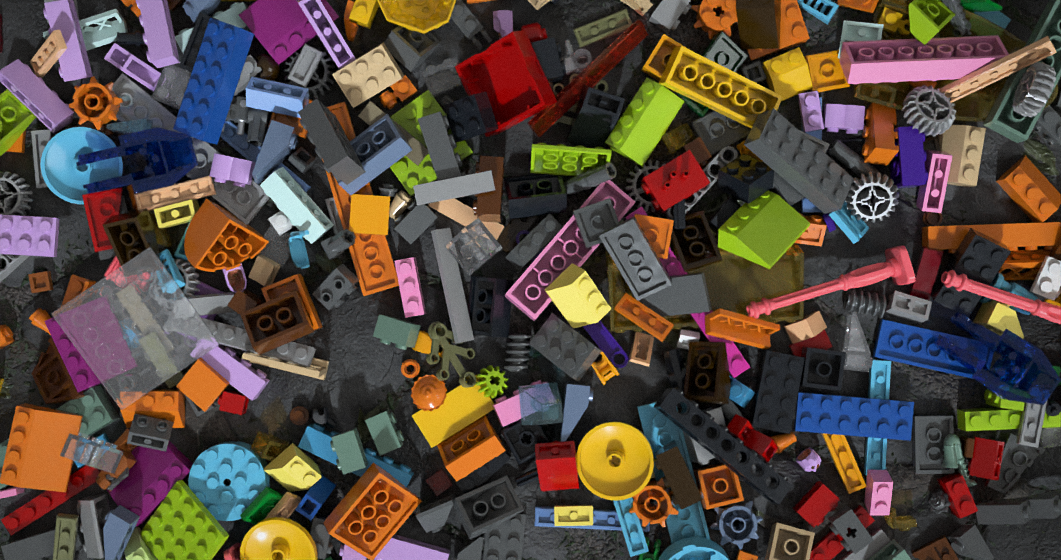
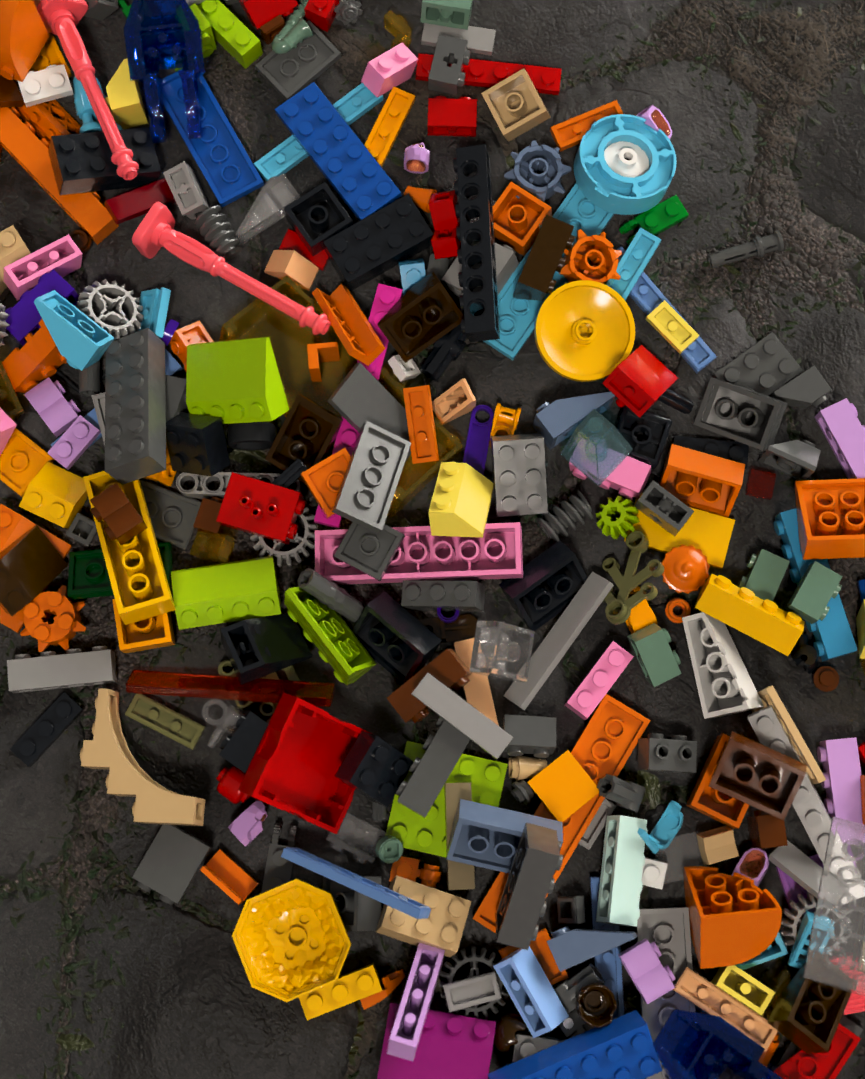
camera: 135 degrees left, 10 degrees down
(238, 124) = (596, 1005): none -> dark brown hair
(357, 360) = (718, 668): none -> white wedge
(370, 403) = (750, 614): none -> yellow slope
(416, 51) = (356, 882): none -> medium blue tile
(421, 88) = (389, 849): none -> sand green tile
(472, 411) = (664, 508): none -> dark grey brick
(738, 291) = (321, 353): none -> orange panel
(741, 95) = (118, 514): none -> reddish brown brick
(876, 161) = (73, 332): none -> medium azure slope

